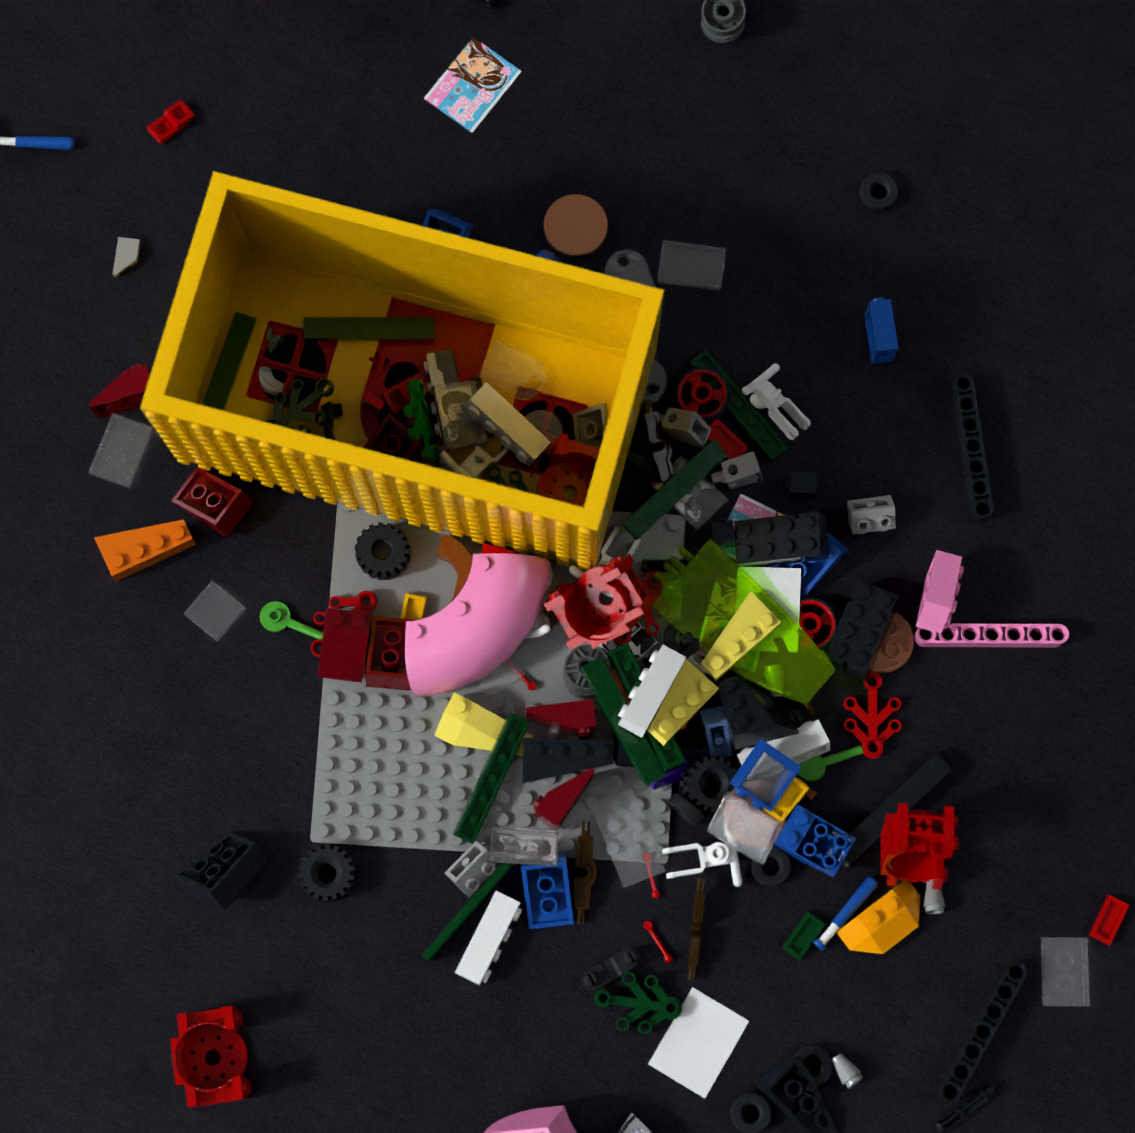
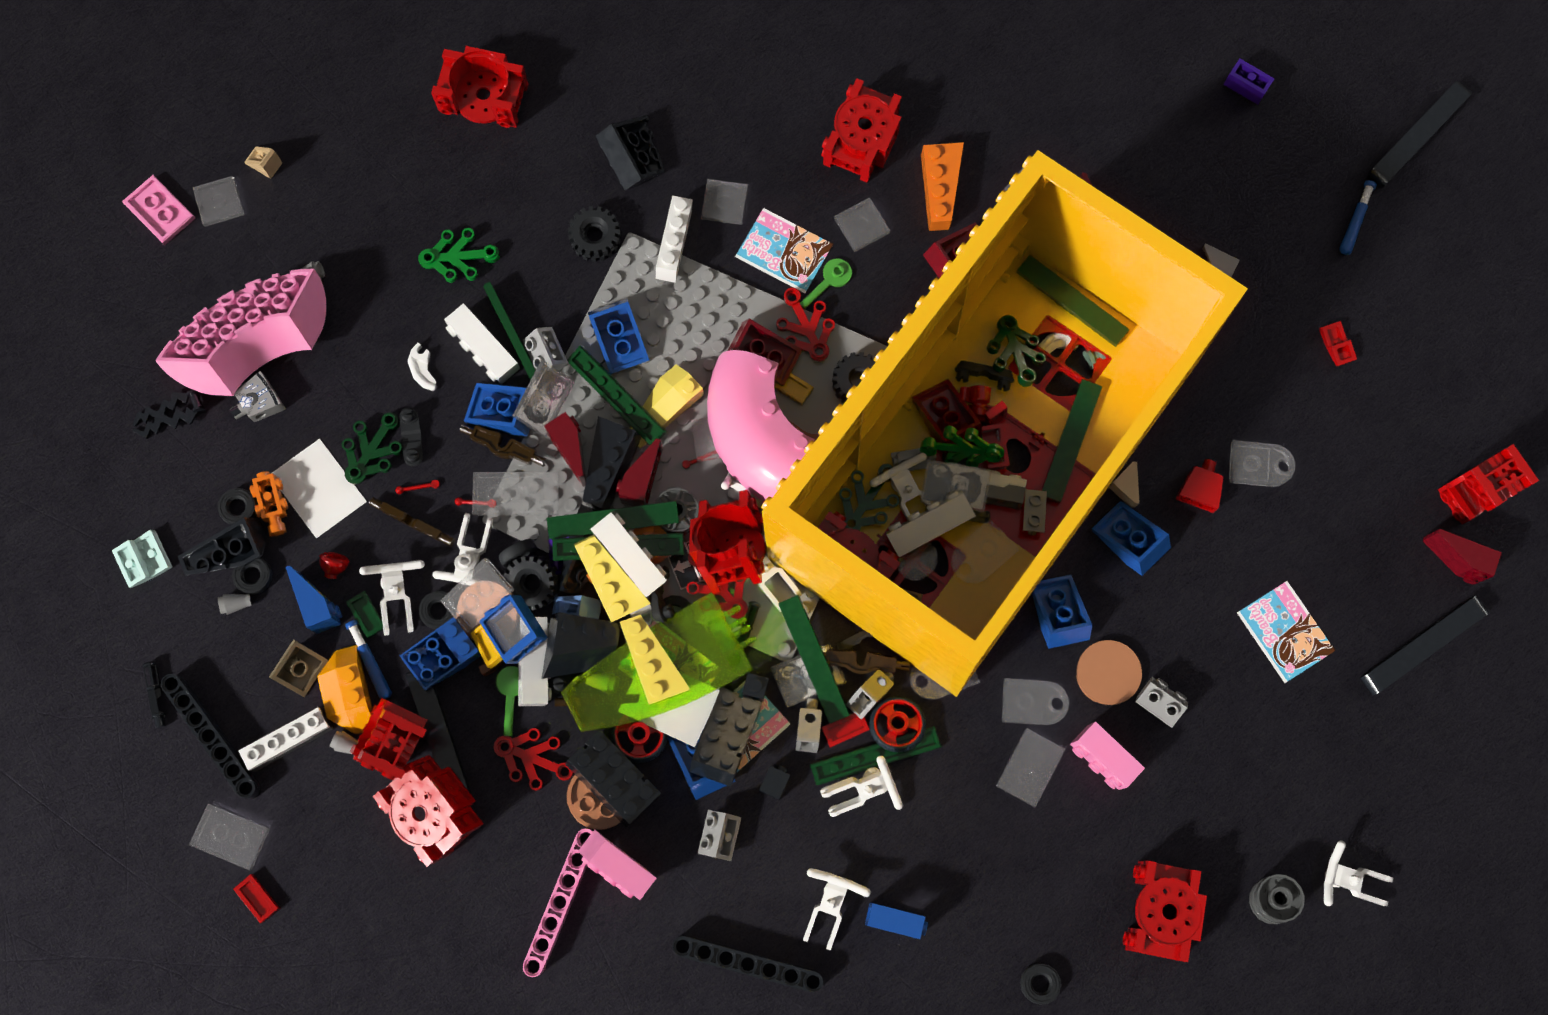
camera: 110 degrees right, 0 degrees up
(146, 639) = (853, 152): none -> red piece
(241, 757) = (724, 201): none -> clear tile
(270, 679) = (784, 250): none -> sticker
(304, 787) = (673, 239): none -> white brick
(320, 157) = (1258, 464): none -> clear tile
(343, 645) = (786, 314): dark red slope -> none
(360, 427) = (978, 396): none -> red piece
(364, 195) = (1202, 487): none -> red torso
(404, 1007) = (455, 255): none -> green plant
(427, 802) = (618, 336): none -> blue slope
(453, 336) = (1034, 511): none -> light grey hinge
(537, 993) = (419, 368): none -> white piece
(585, 168) = (1162, 701): none -> light grey brick
(657, 199) = (1106, 756): none -> bright pink brick
(729, 1082) = (268, 500): none -> orange brick
(765, 918) = (393, 587): none -> white piece
(768, 988) = (333, 564): none -> red brick
(792, 87) = (1189, 908): none -> red piece
(817, 983) = (316, 609): none -> blue slope
(882, 393) = (832, 899): none -> white piece
(883, 975) = (298, 668): none -> dark tan slope
(955, 956) = (285, 739): none -> white piece
(978, 763) = (444, 790): none -> piece

